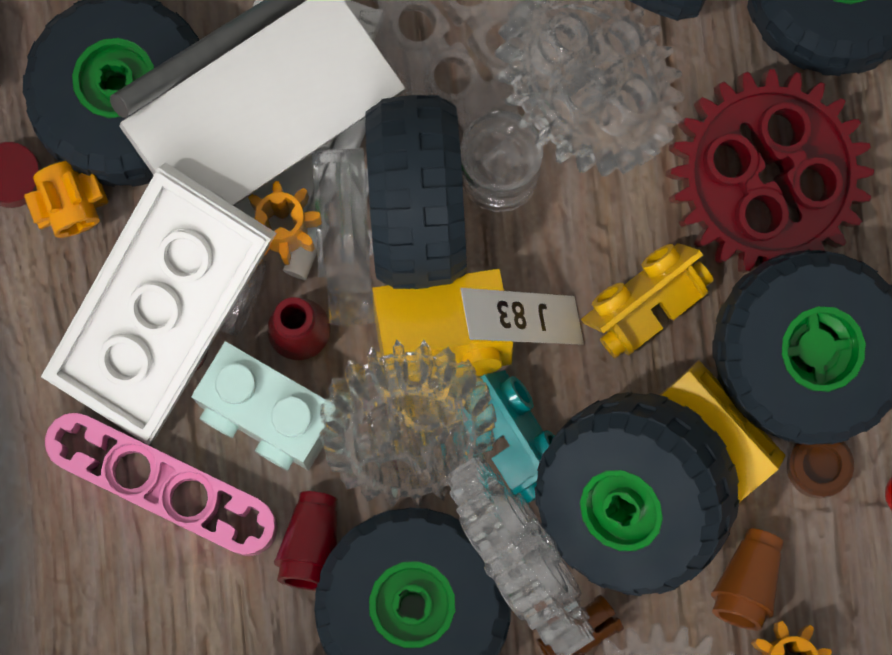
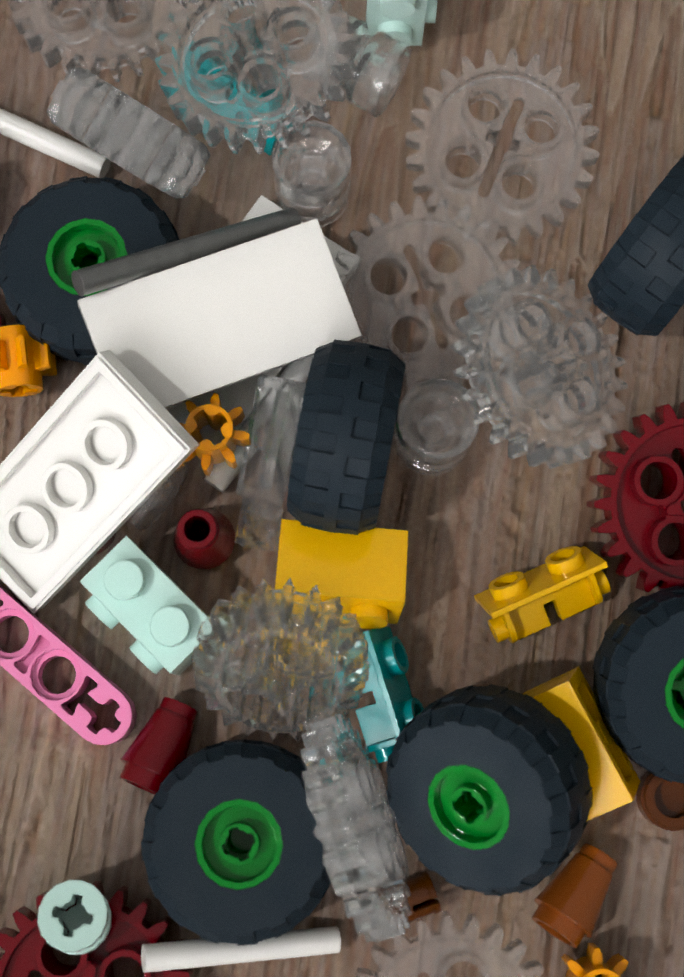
camera: 10 degrees right, 0 degrees up
(521, 317) = (416, 583): white sticker -> none

